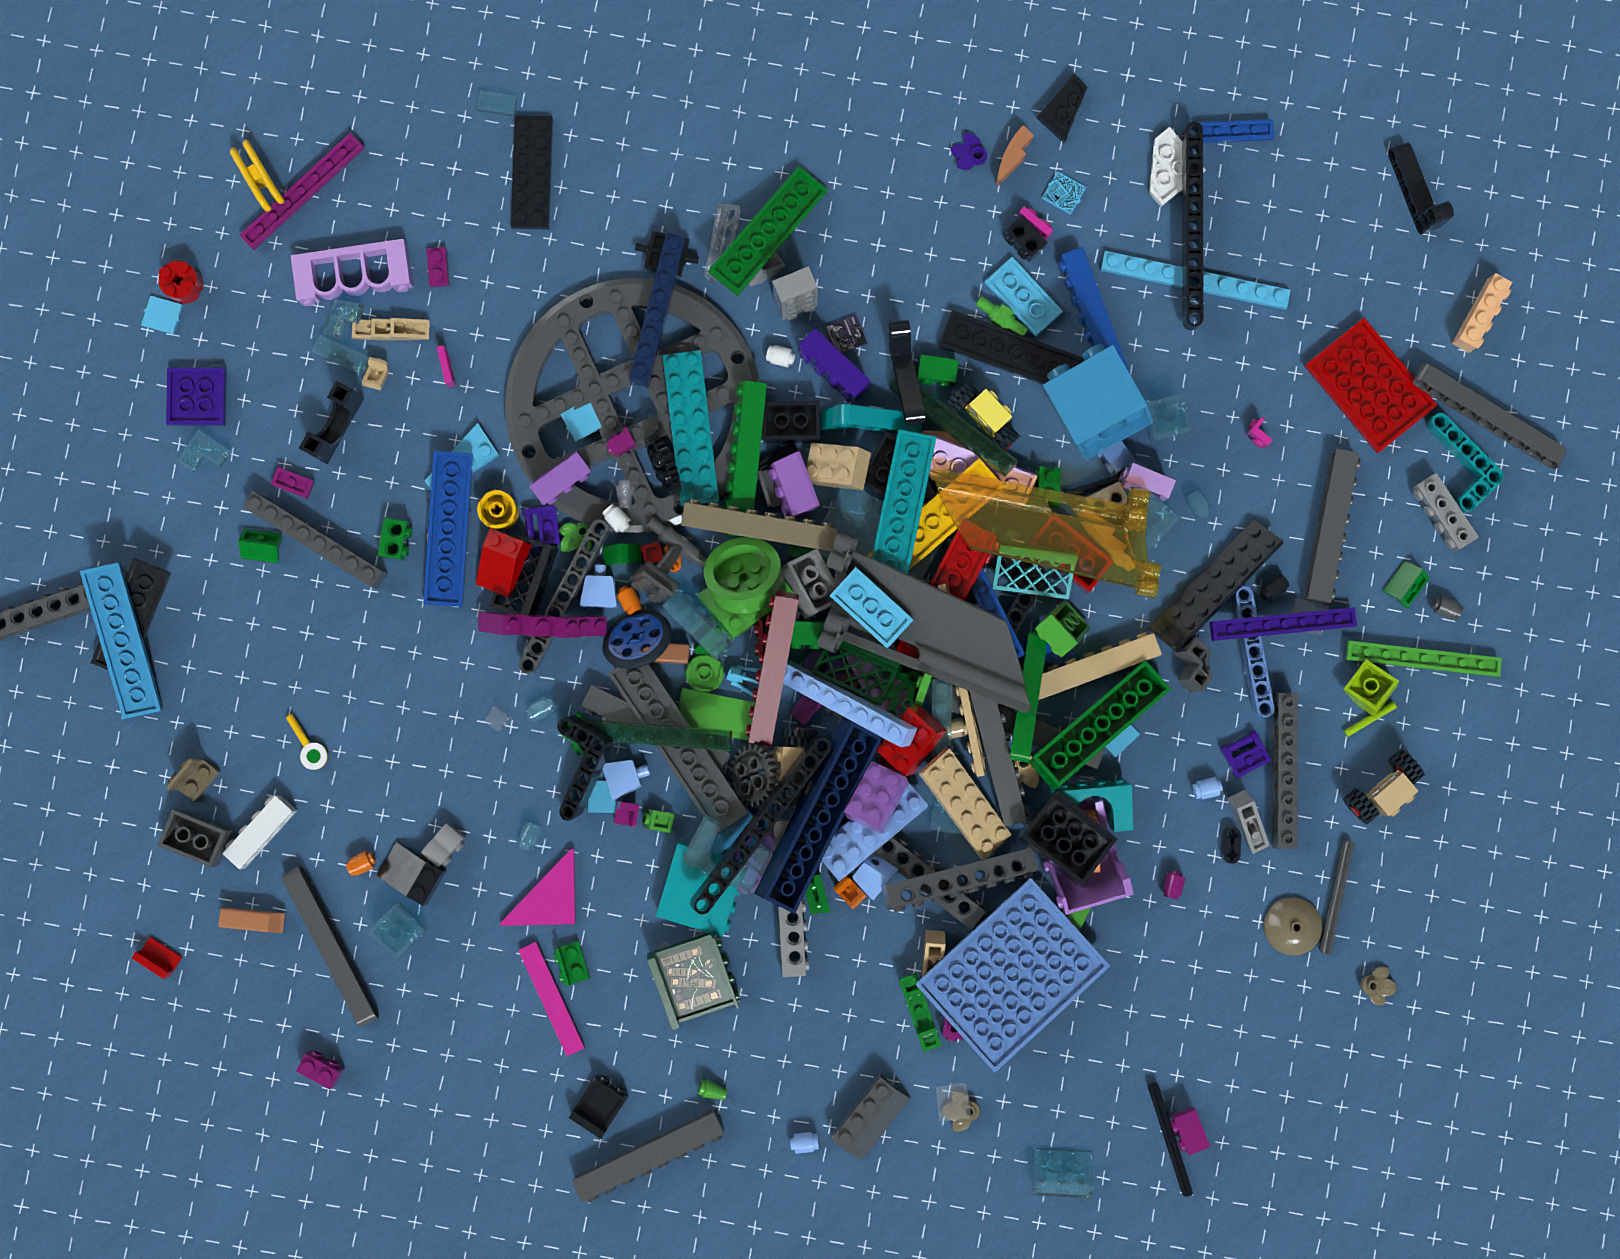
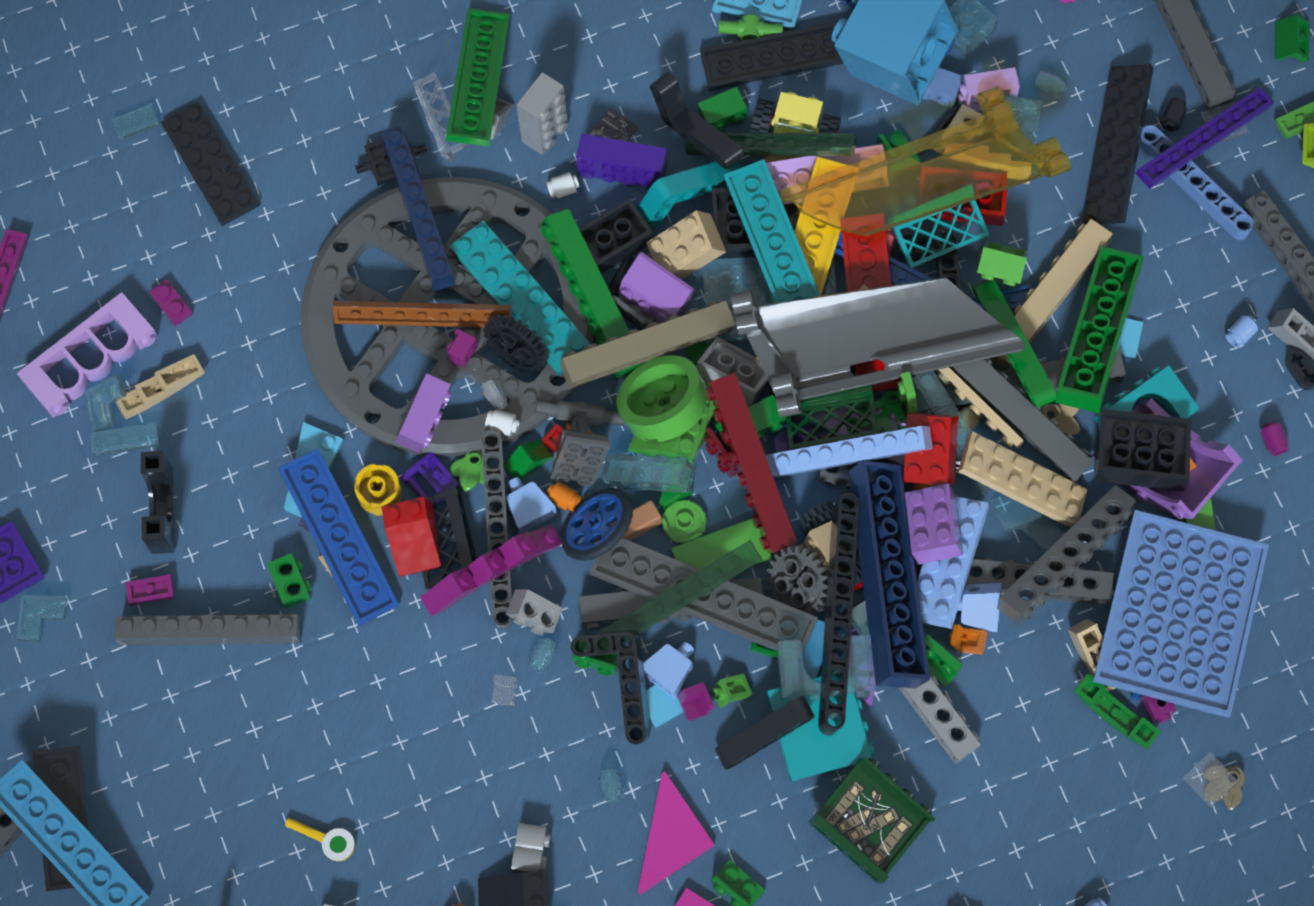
camera: 30 degrees left, 15 degrees down
(260, 545) = (154, 671): green panel -> none
(376, 373) = (171, 434): tan bracket -> none
(446, 366) = (238, 387): dark pink tile -> none
(552, 675) = (534, 609): none -> light grey brick
(581, 421) = (407, 357): medium azure piece -> none
(608, 396) = (416, 313): none -> dark orange plate
(656, 872) = (764, 732): none -> black beam
(737, 675) = (717, 502): medium azure plant -> none
(805, 709) = (806, 490): magenta plate -> none
(870, 1117) = (1139, 847): dark grey slope -> none
(871, 607) = (808, 347): medium azure plate -> none
(1197, 672) = (1146, 219): dark grey brick -> none
(1247, 760) = (1262, 281): dark purple plate -> none

